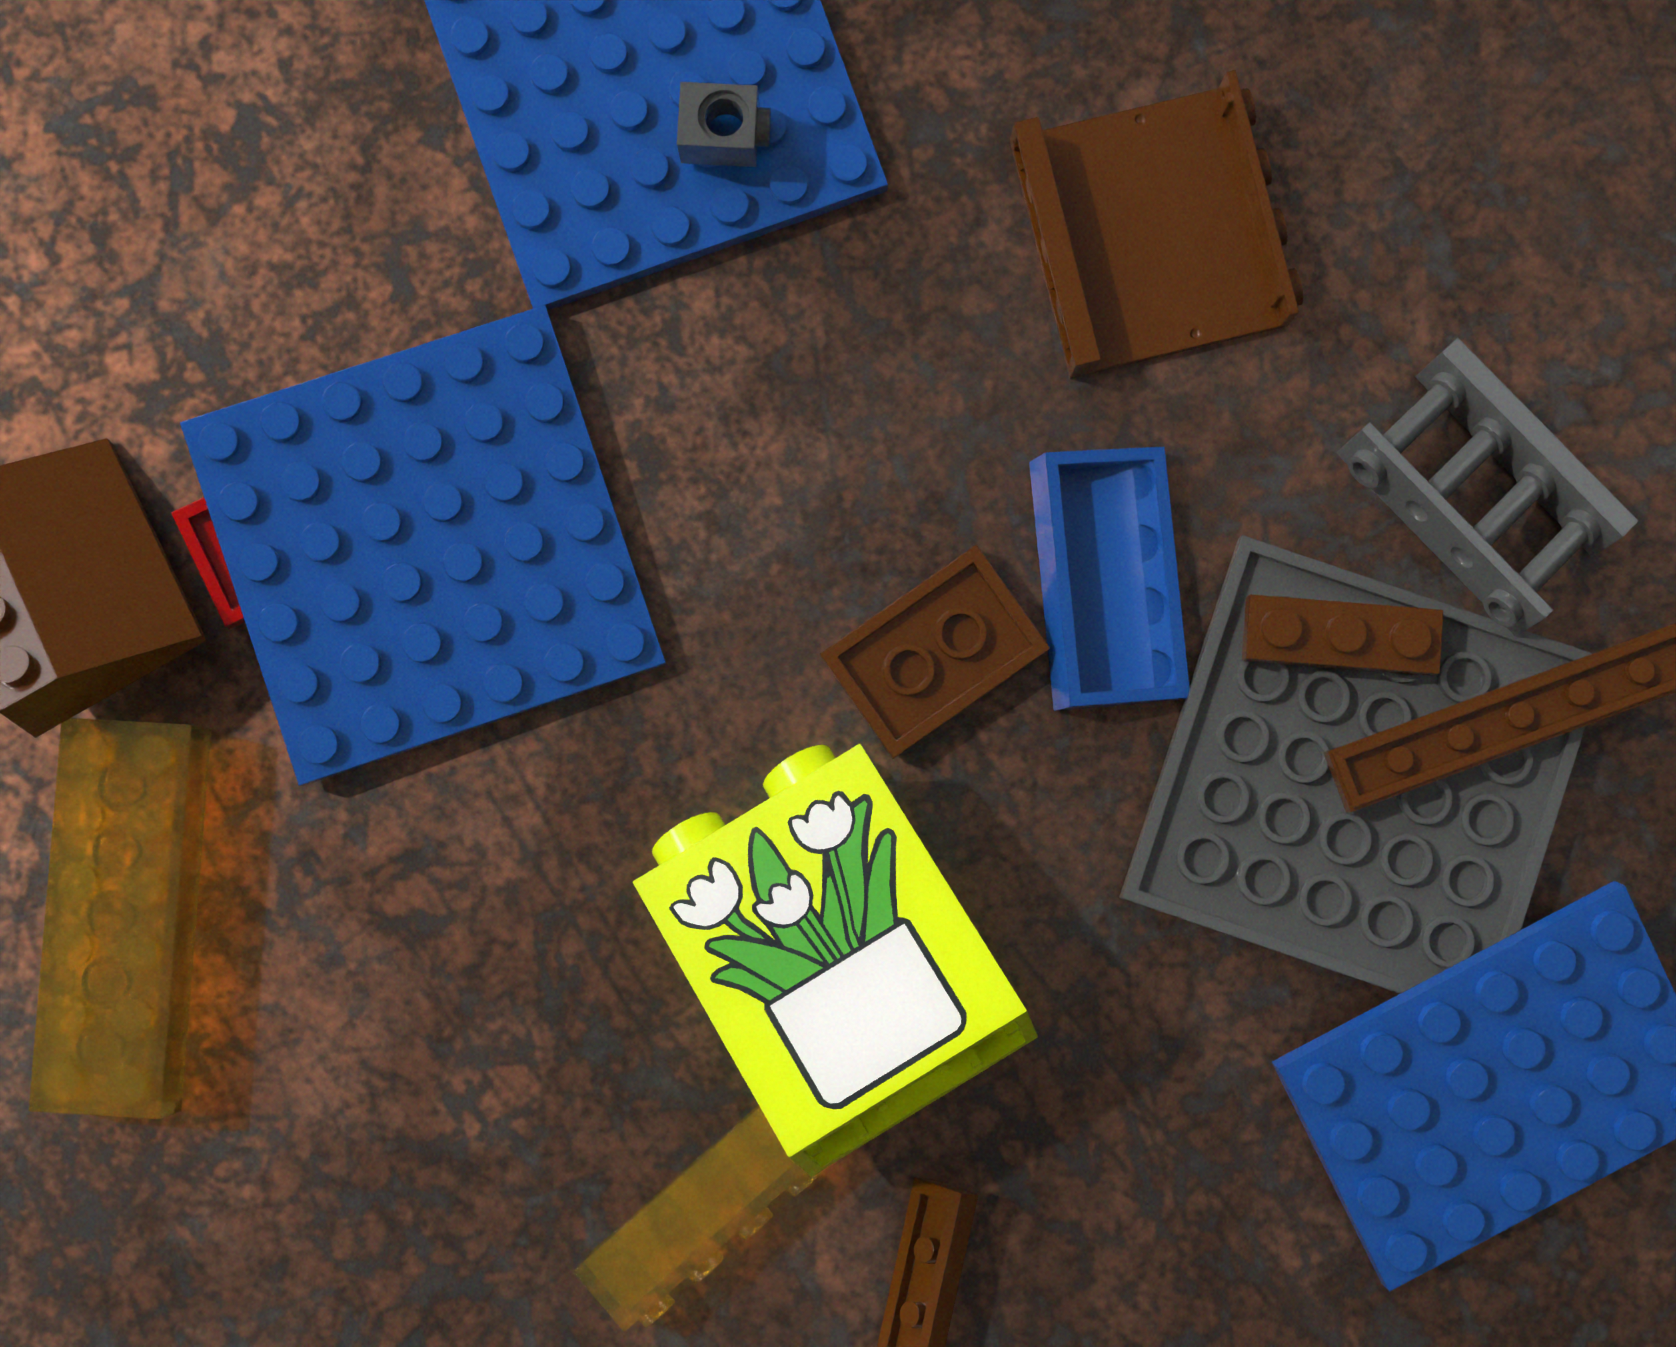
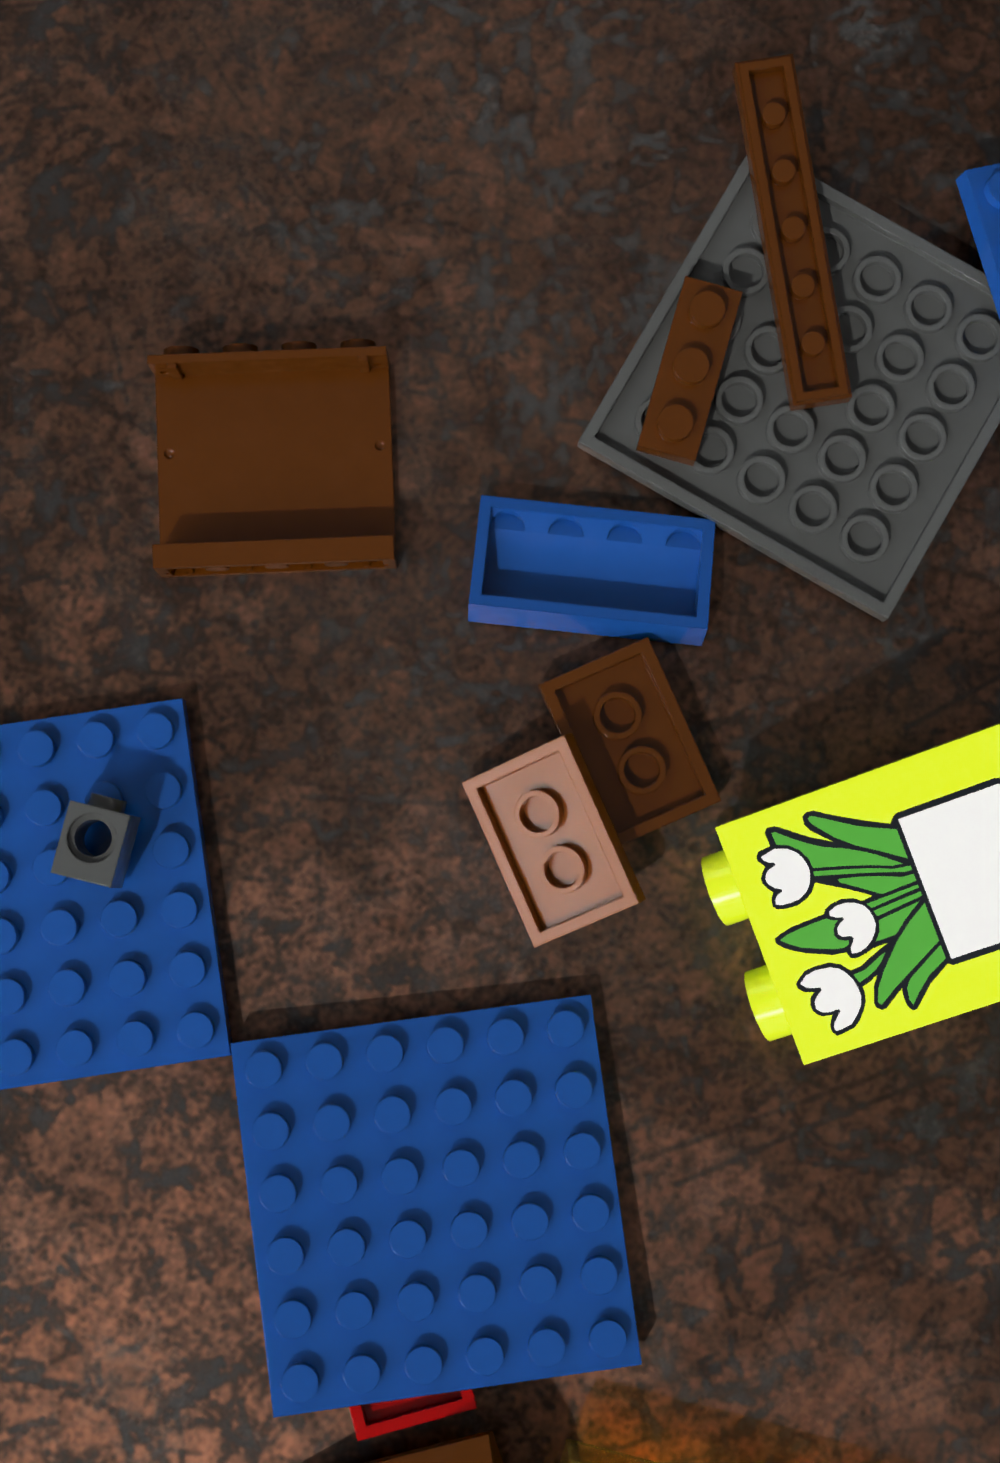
camera: 85 degrees left, 0 degrees up
(817, 590) = (553, 840): none -> plate
(1525, 448) = (551, 171): dark grey fence -> none

